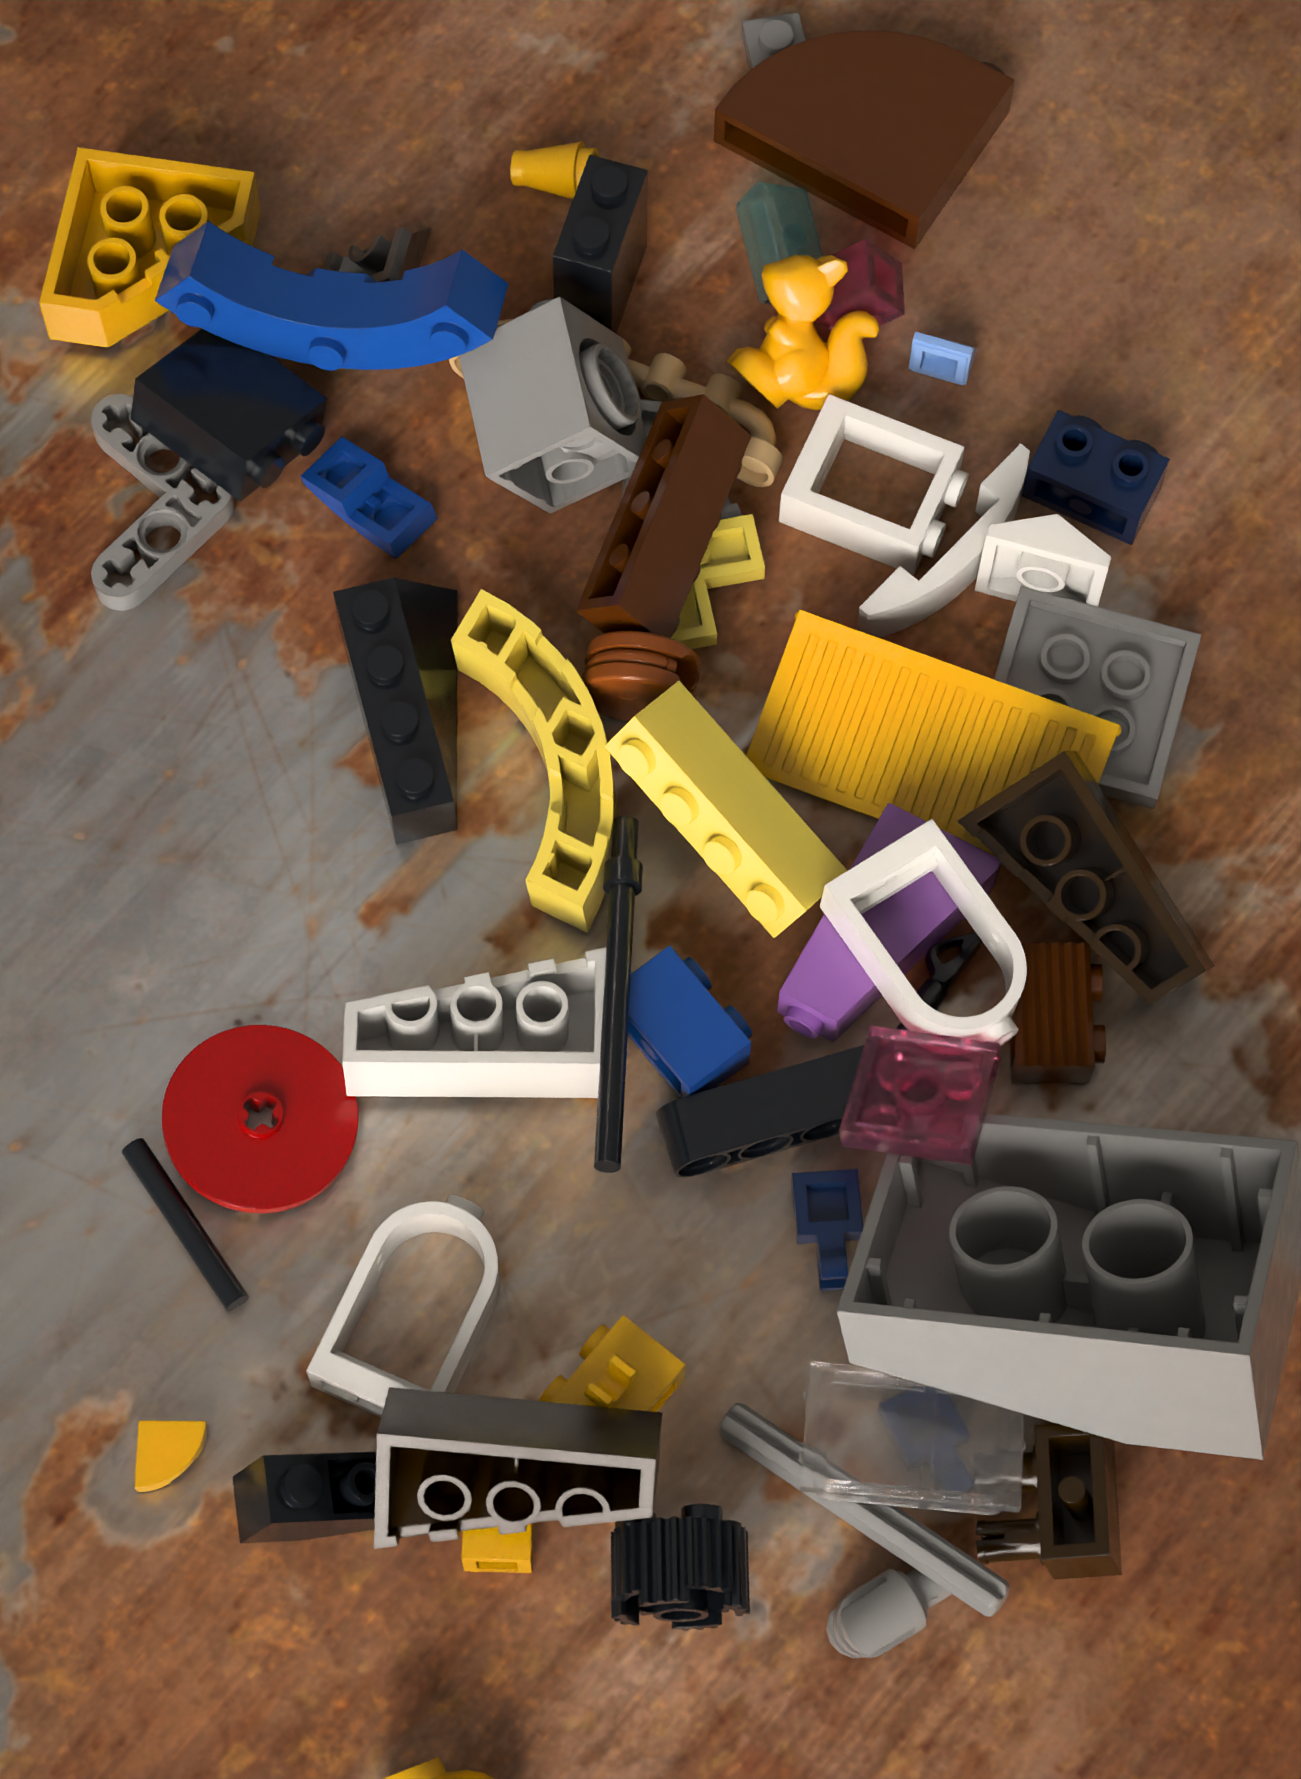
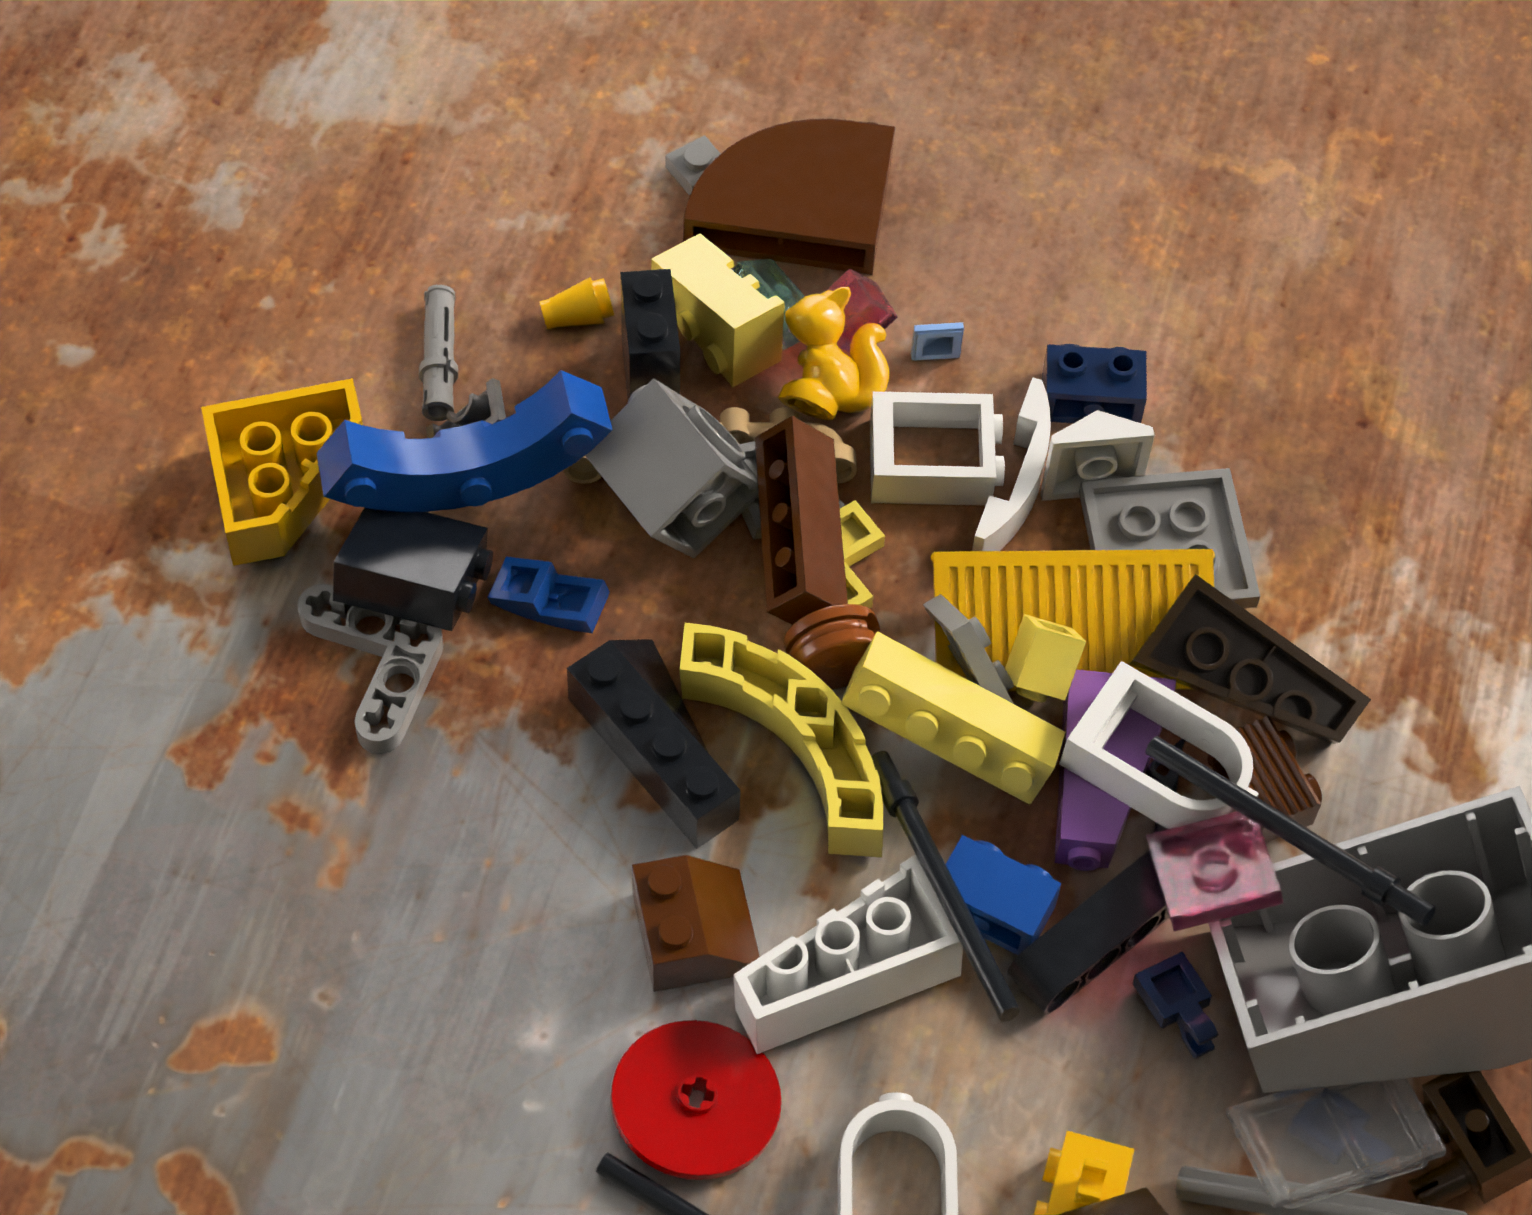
camera: 25 degrees left, 10 degrees down
(346, 923) = (692, 921): none -> reddish brown slope
(368, 190) = (438, 368): none -> light grey pin
(706, 231) = (722, 311): none -> light yellow wedge
(782, 738) = (967, 645): none -> light grey wing
(863, 779) = (1044, 659): none -> light yellow brick
(1072, 1186) = (1376, 884): none -> black bar

